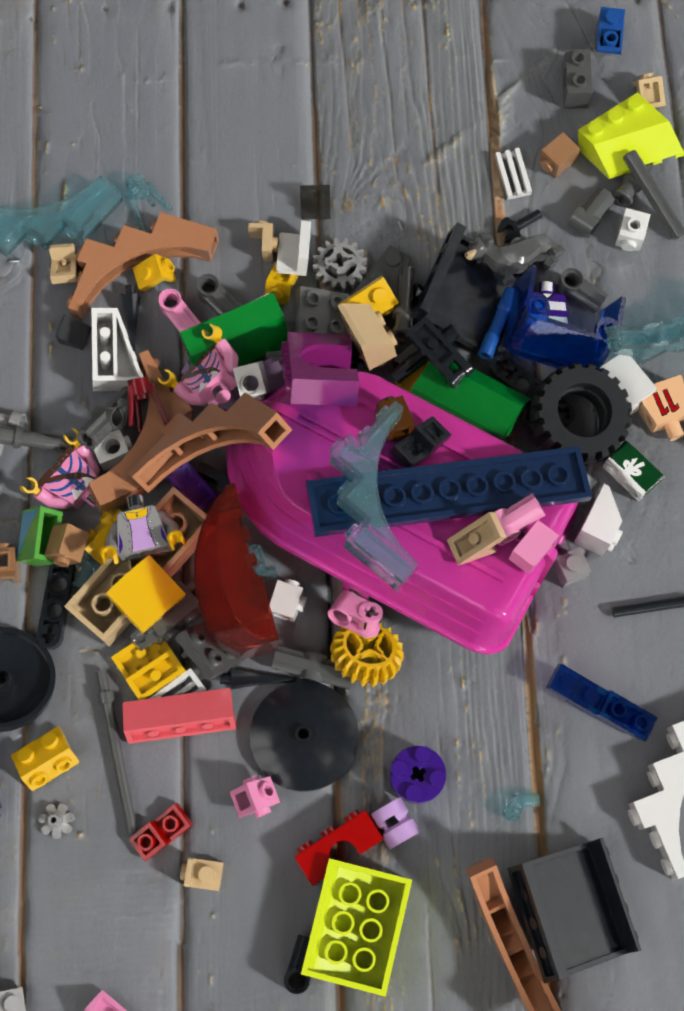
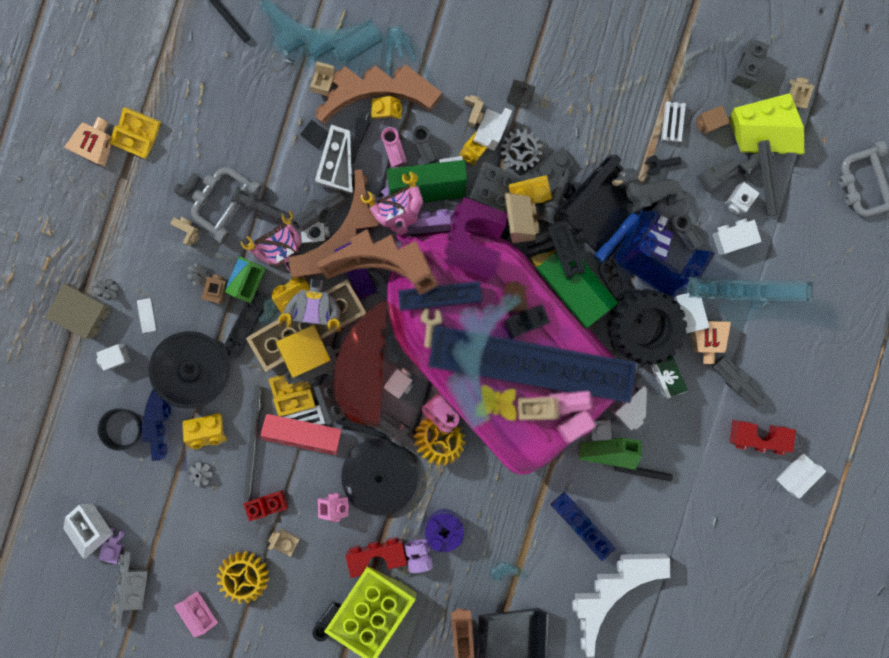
camera: 20 degrees right, 15 degrees up
(66, 545) = (260, 294): medium nougat brick -> none
(137, 391) = (345, 200): dark red plant -> none
(161, 930) = (235, 575): none -> yellow gear
(255, 369) = (431, 219): white brick -> none
(298, 448) = (440, 296): none -> dark blue tile
(300, 486) = (430, 325): none -> tan bar
(429, 551) = (499, 402): none -> yellow piece
(603, 589) = (615, 452): none -> bright green slope
(609, 30) = (790, 34): blue slope -> none
(645, 276) = (736, 237): none -> white brick

